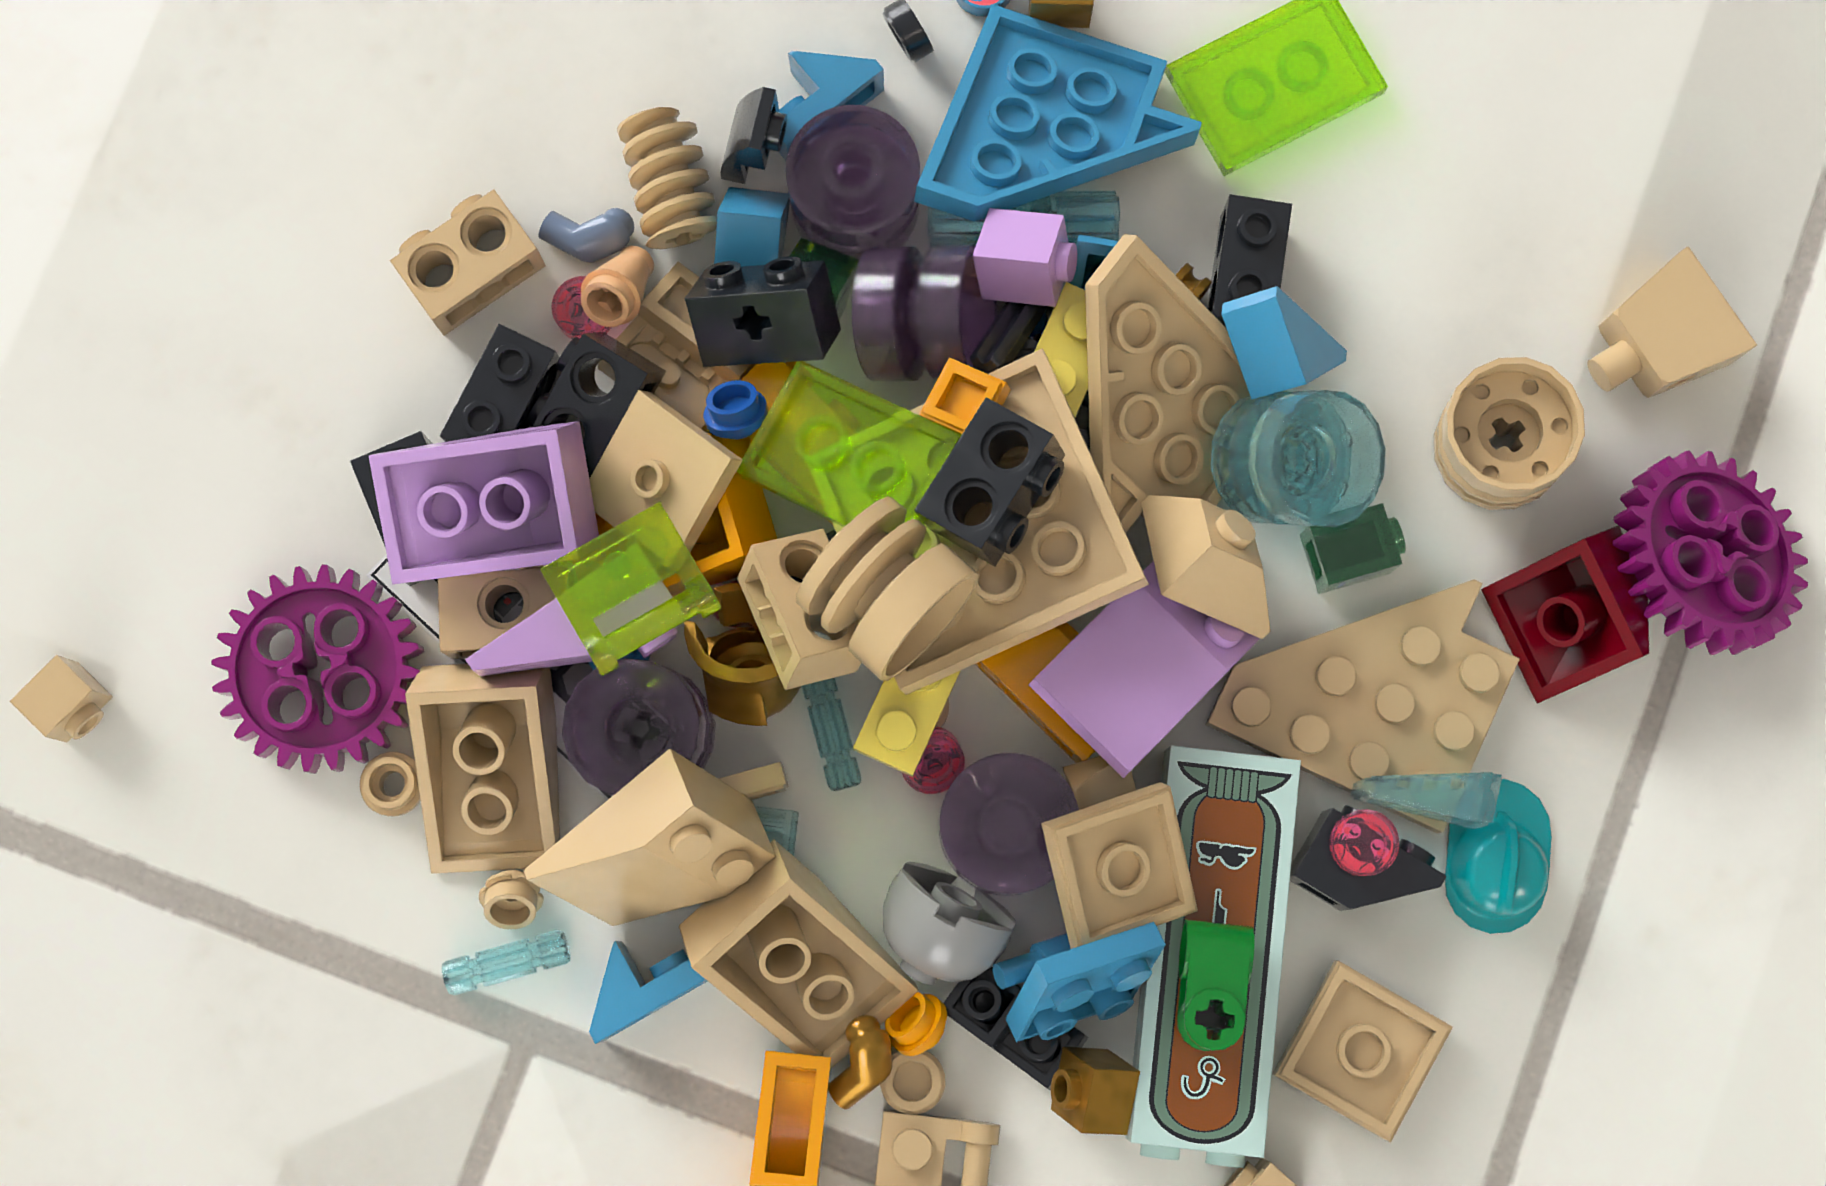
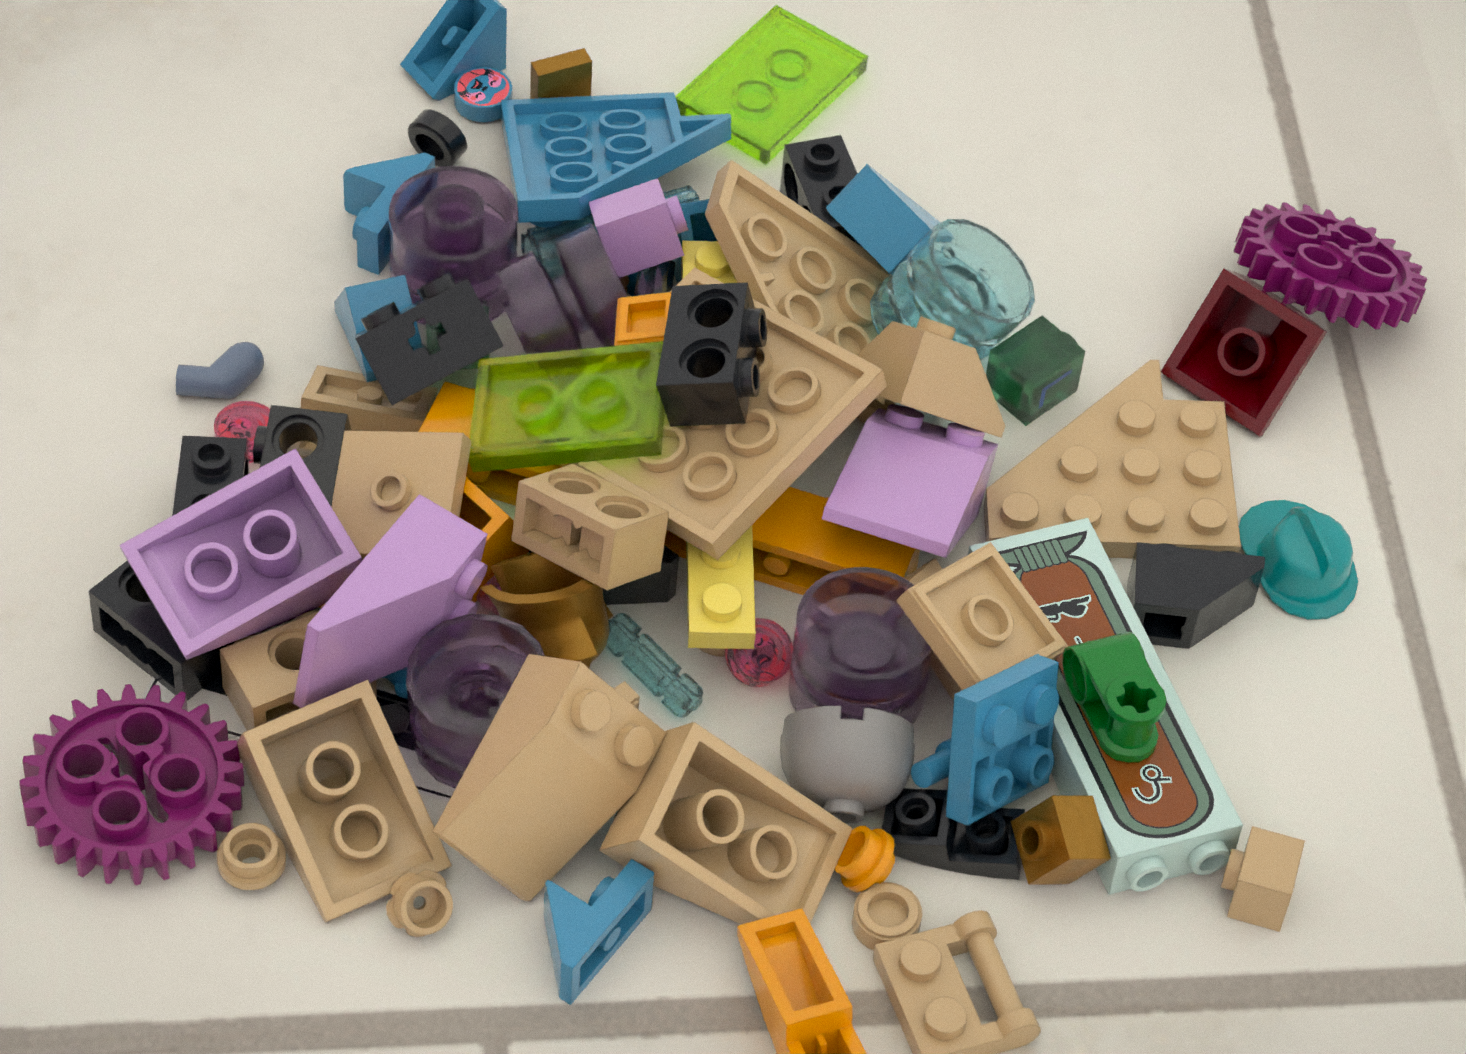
camera: 30 degrees left, 30 degrees down
(477, 275) = (120, 422): tan brick -> none
(505, 962) = (441, 964): clear light blue axle -> none
(616, 289) = (260, 398): light nougat cone -> none
(619, 568) = (418, 506): clear neon green plate -> none
(664, 179) = (278, 299): tan piece -> none
(734, 410) = (441, 414): blue plate -> none
(753, 134) = (342, 235): black slope -> none
(869, 1061) = (840, 898): pearl gold arm -> none
(874, 578) = (664, 438): tan wheel -> none
(1362, 1050) = (1277, 733): tan plate -> none
(1364, 843) = (1180, 551): clear pink tile -> none
(1450, 798) = (1214, 501): clear light blue slope -> none
(1516, 399) = (1114, 236): tan wheel -> none
(1670, 331) = (1201, 140): tan torso -> none

